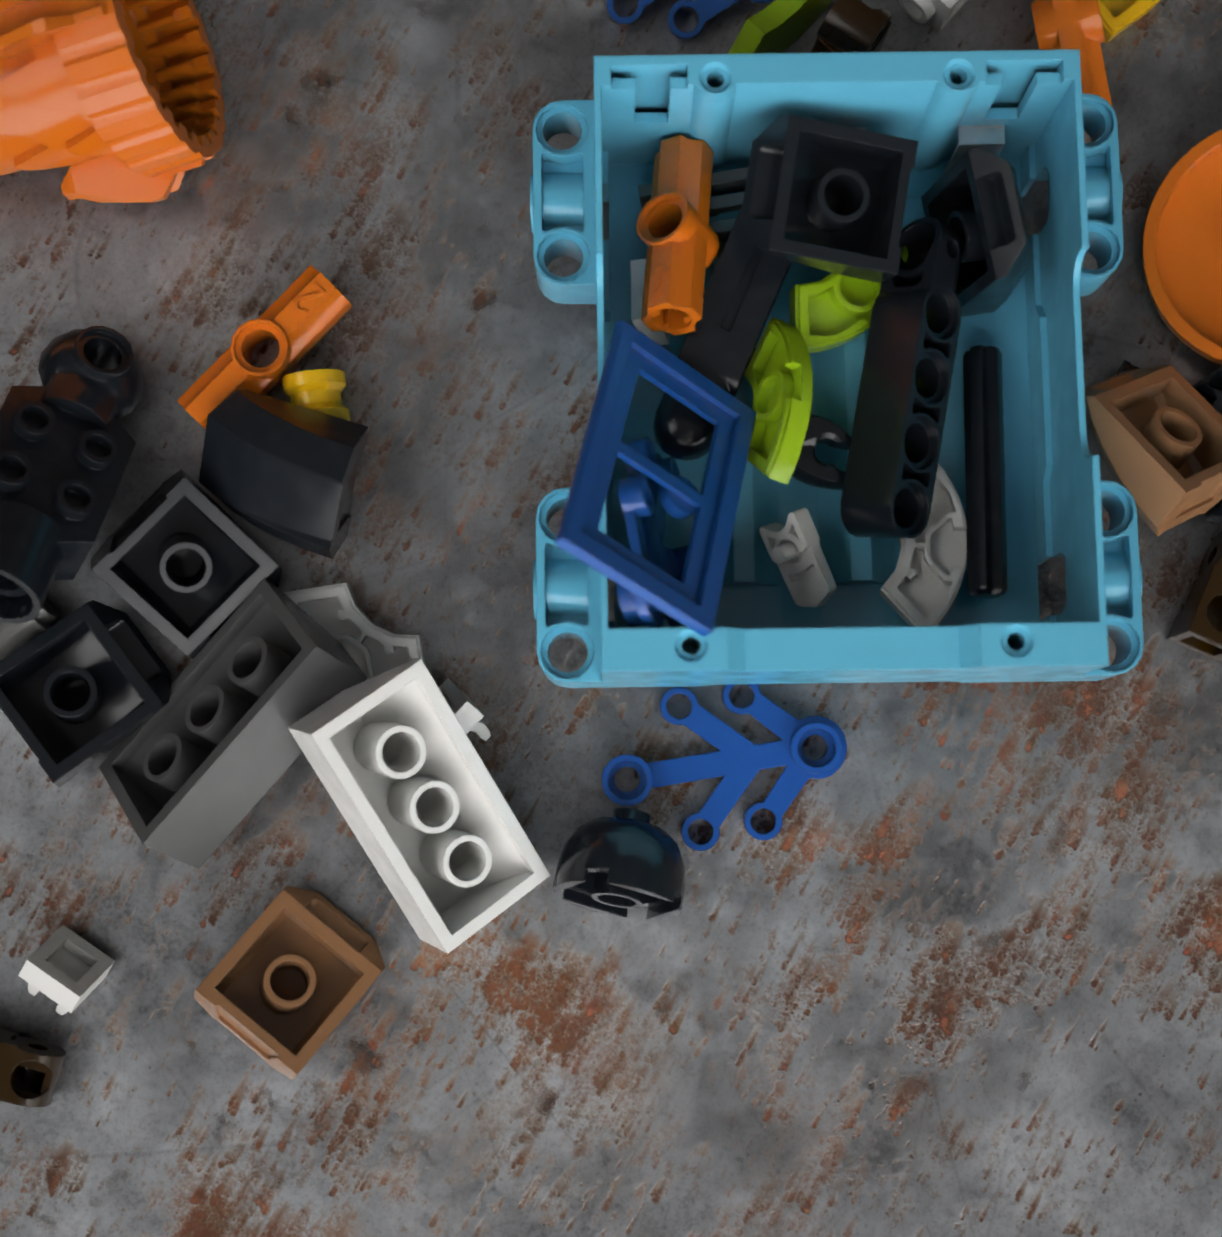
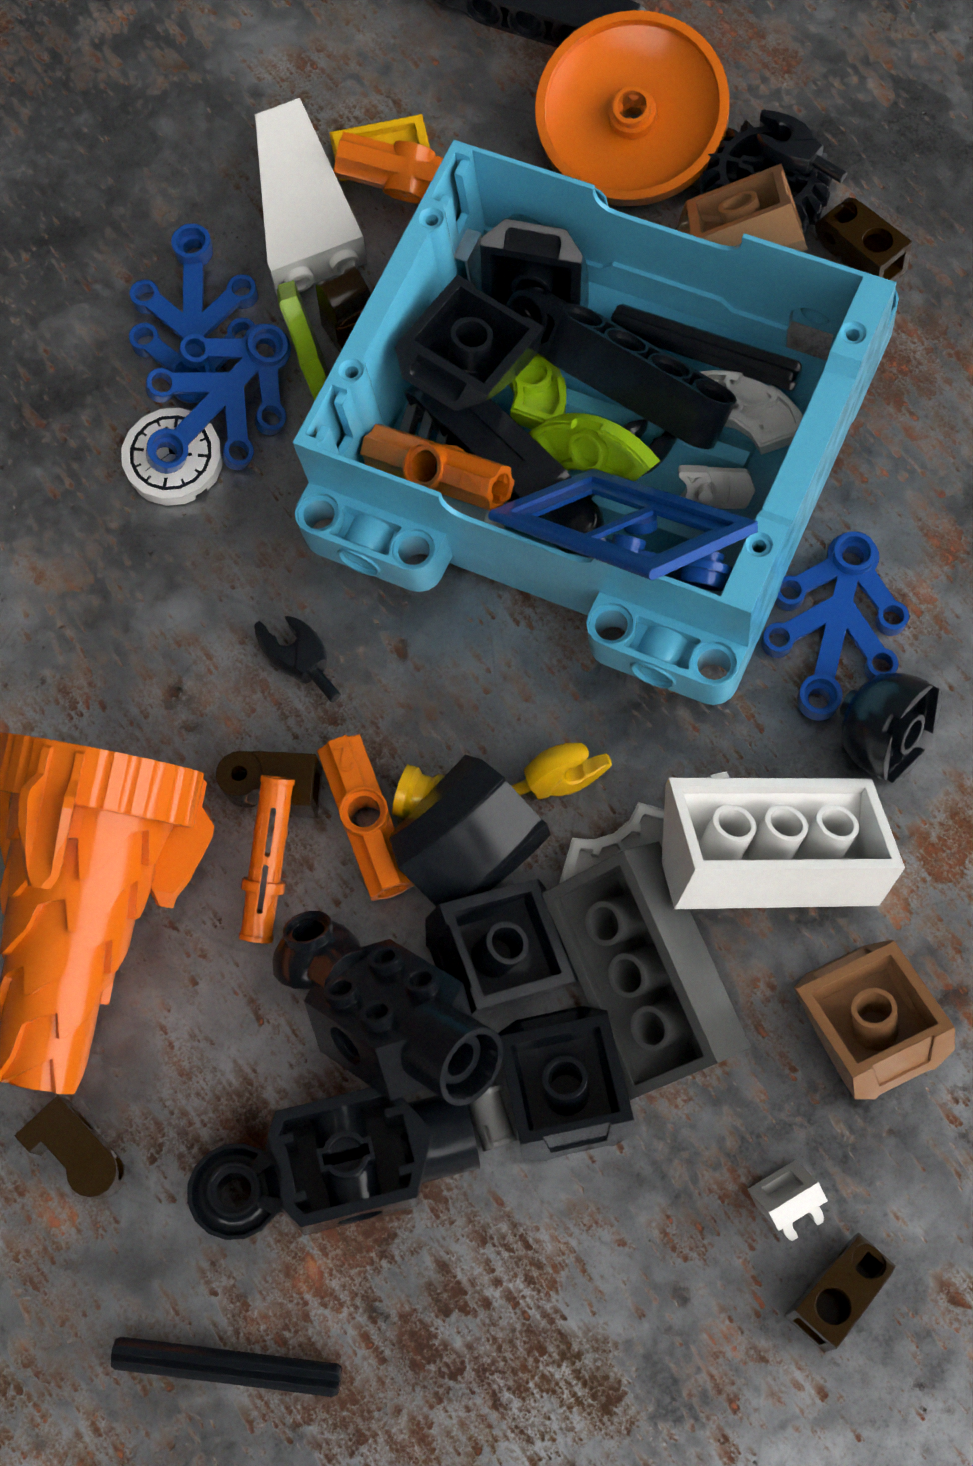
camera: 60 degrees left, 15 degrees down
(119, 289) = (256, 922): none -> orange pin
(265, 232) = (240, 775): none -> dark brown leg
(409, 534) = (562, 771): none -> yellow hand
(417, 199) = (302, 659): none -> black hand

